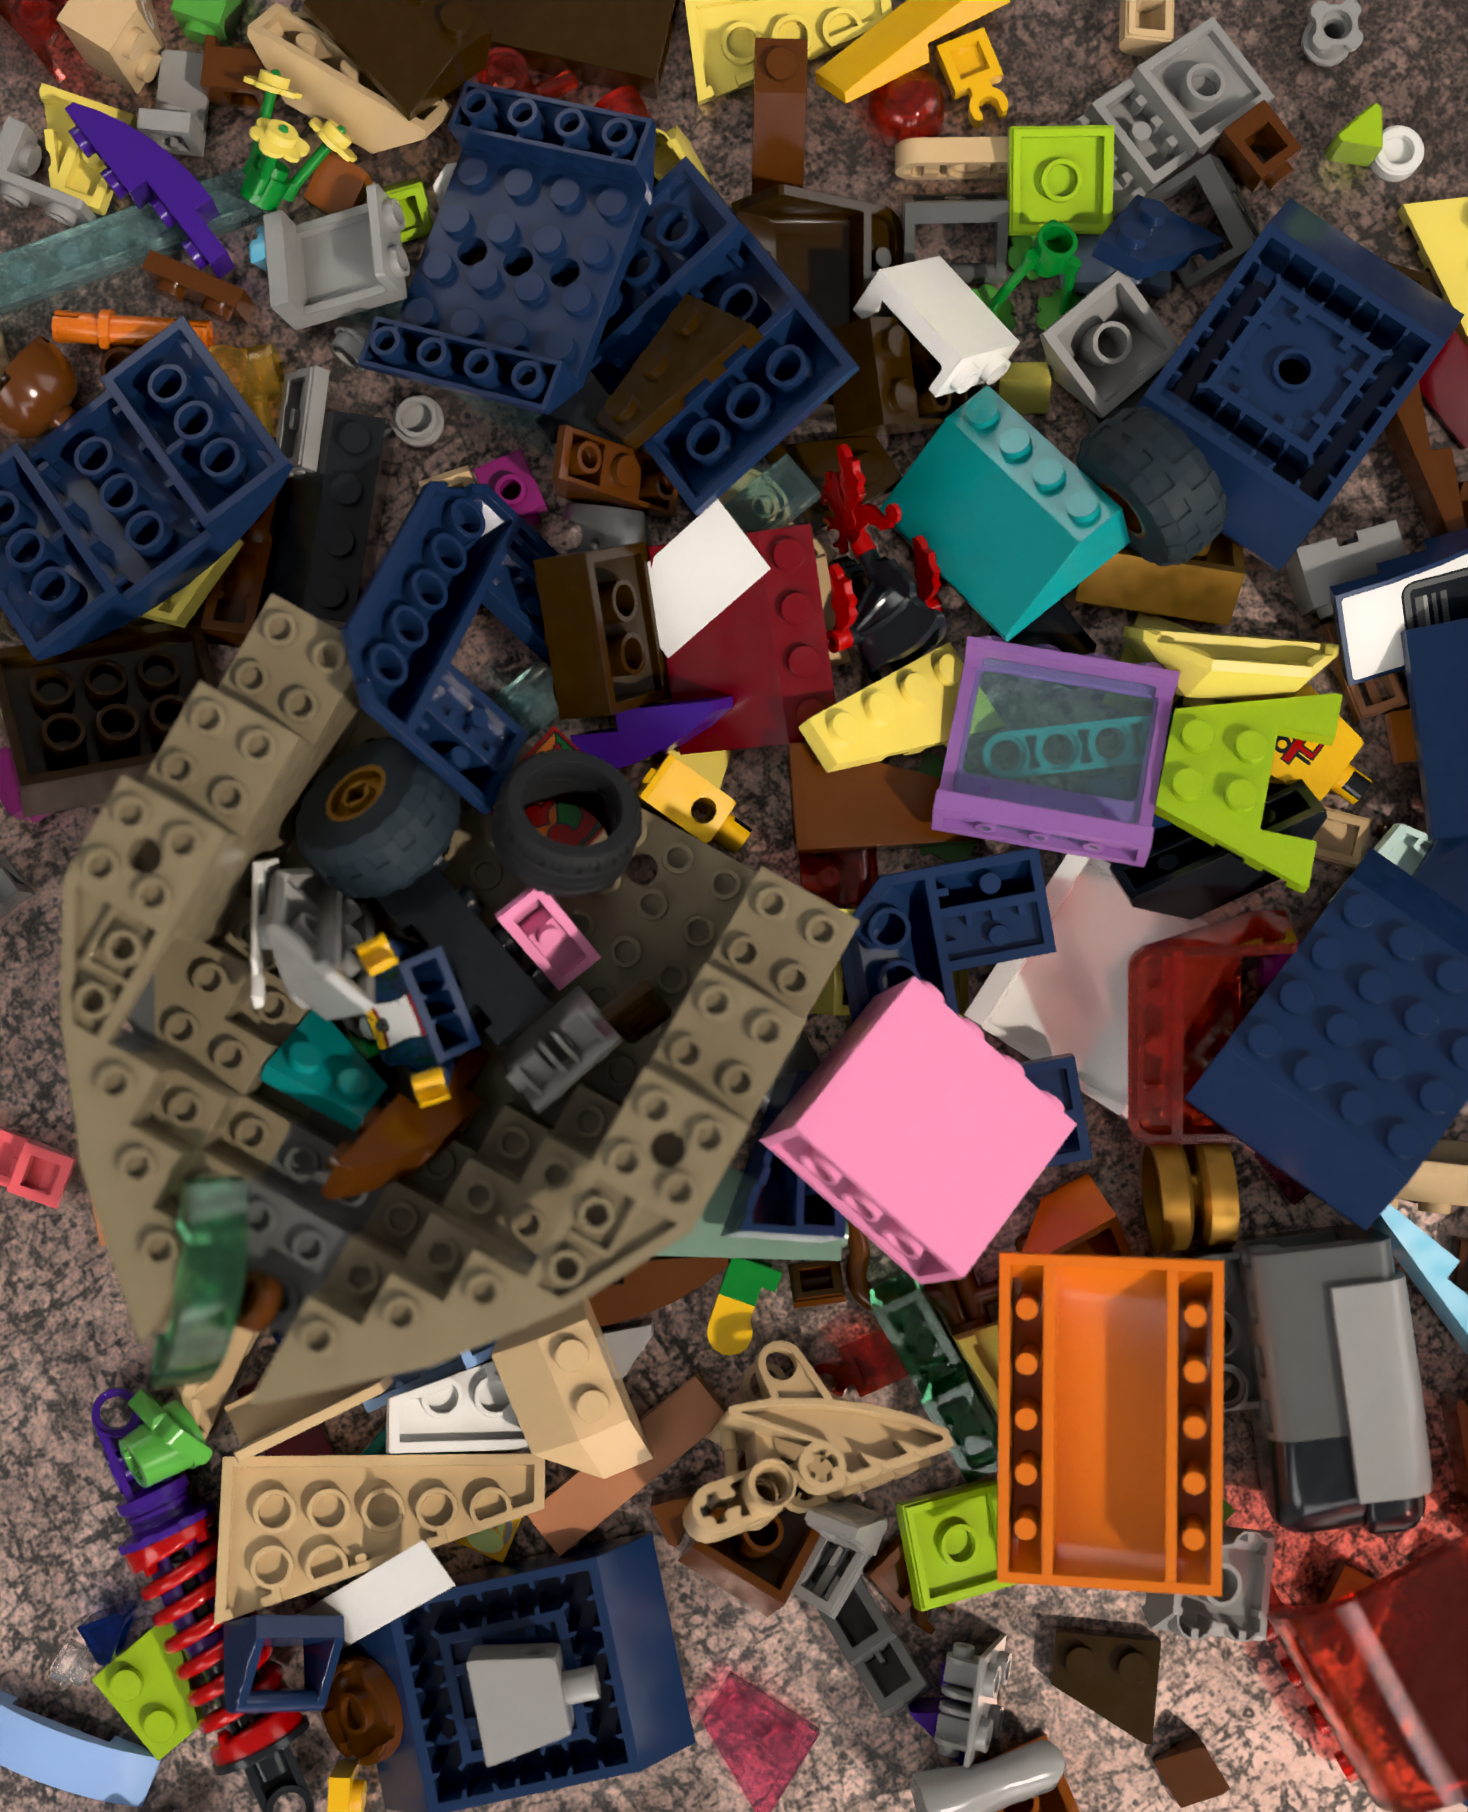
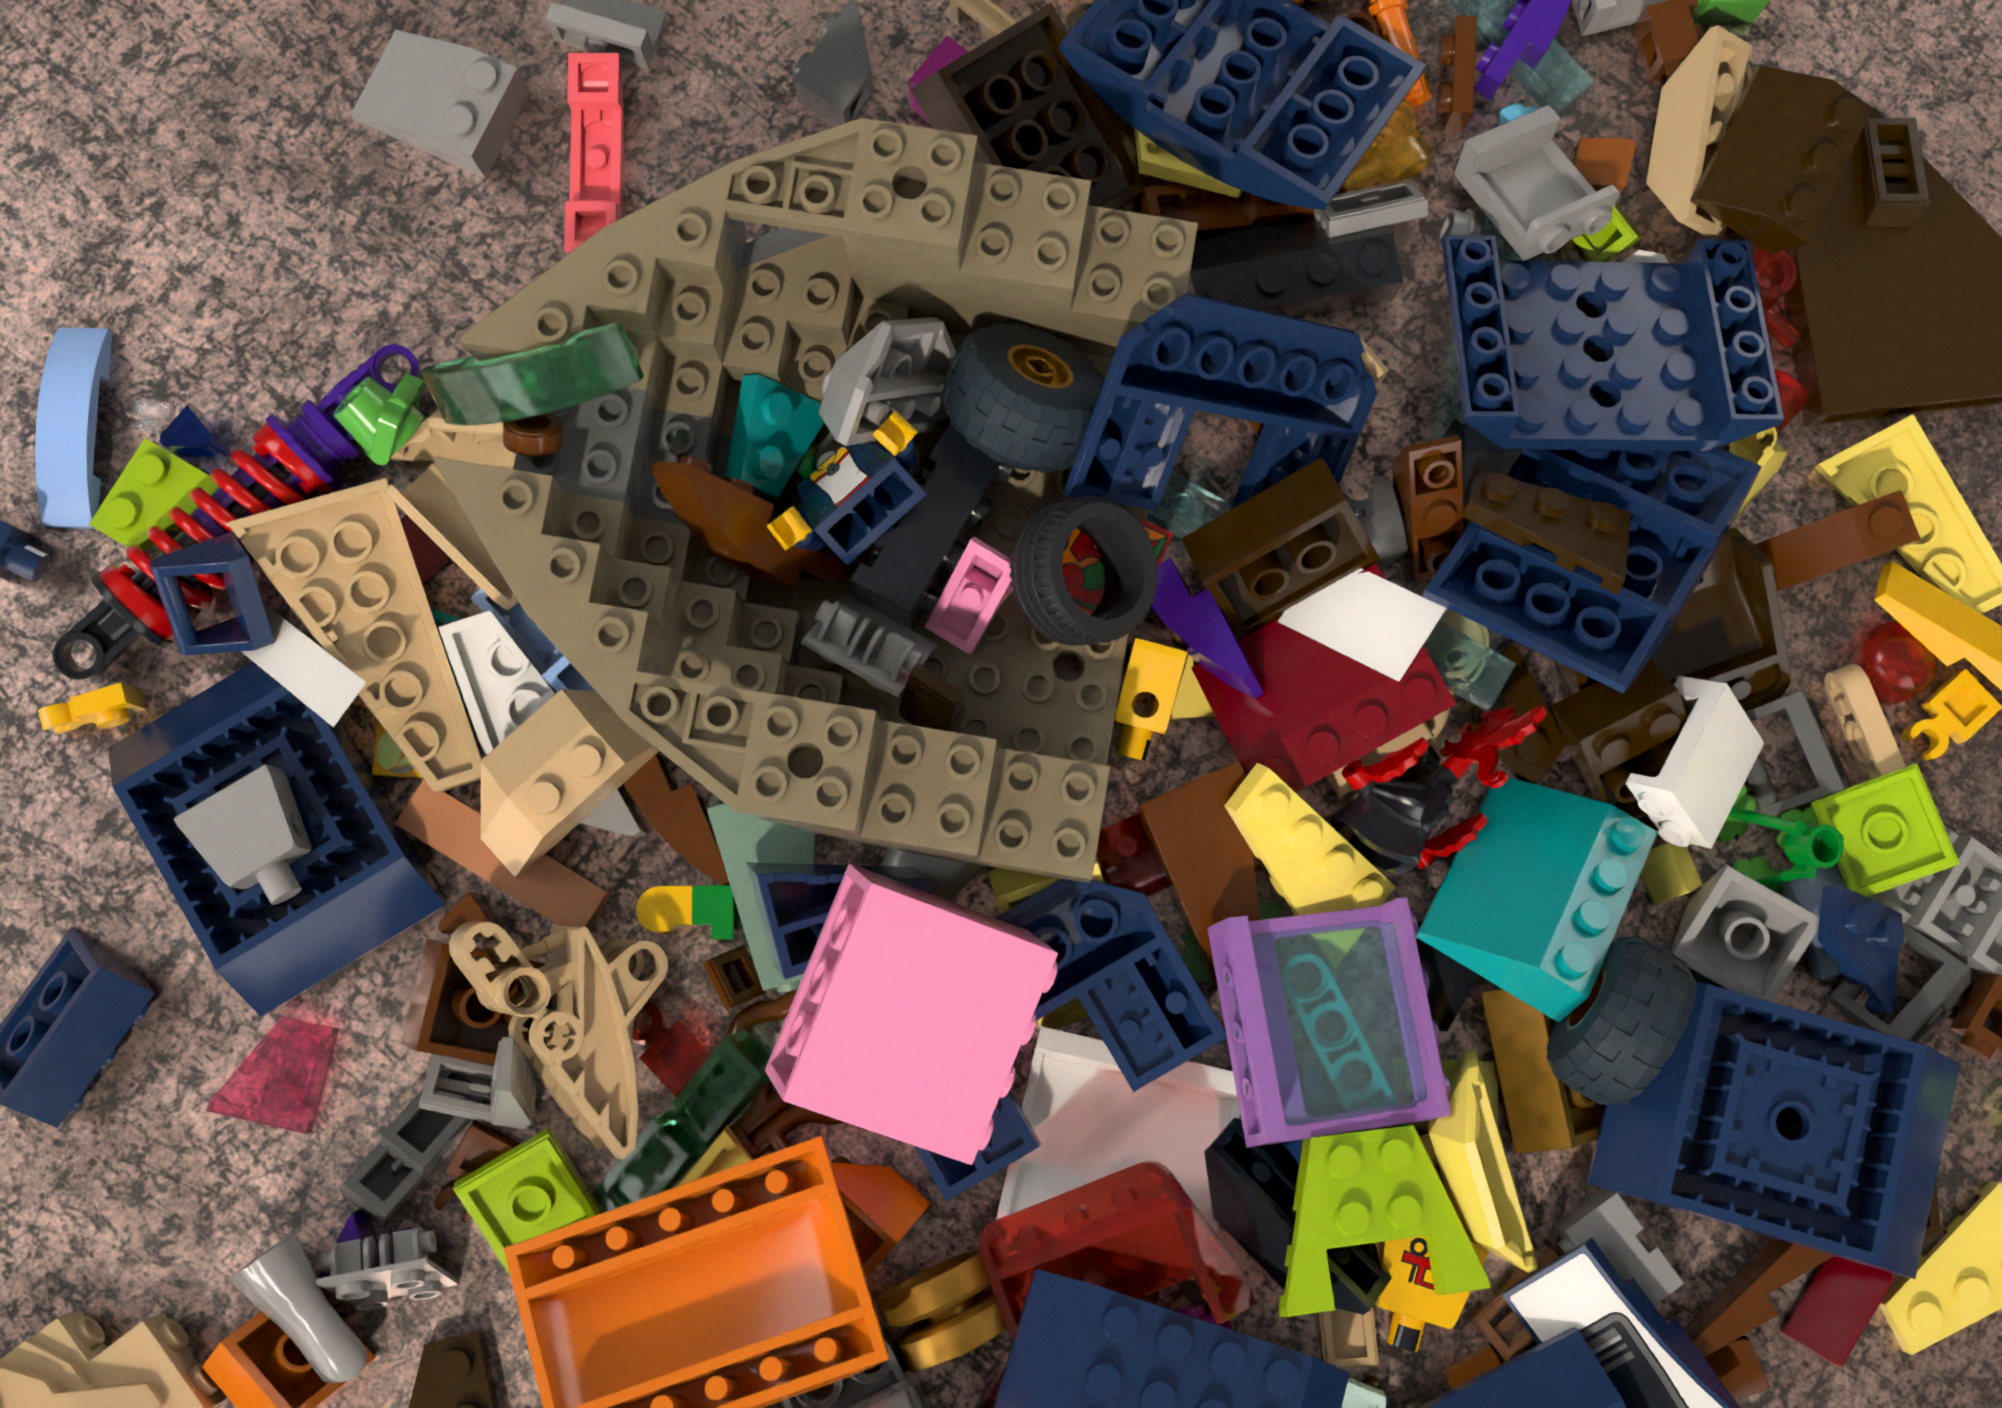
camera: 65 degrees right, 5 degrees down
(261, 872) = (860, 327): white piece -> none
(265, 175) = (1586, 95): plant -> none
(363, 1711) = (192, 692): reddish brown tile -> none
(418, 421) = (1413, 316): light grey plate -> none
(516, 486) = (1386, 425): magenta brick -> none

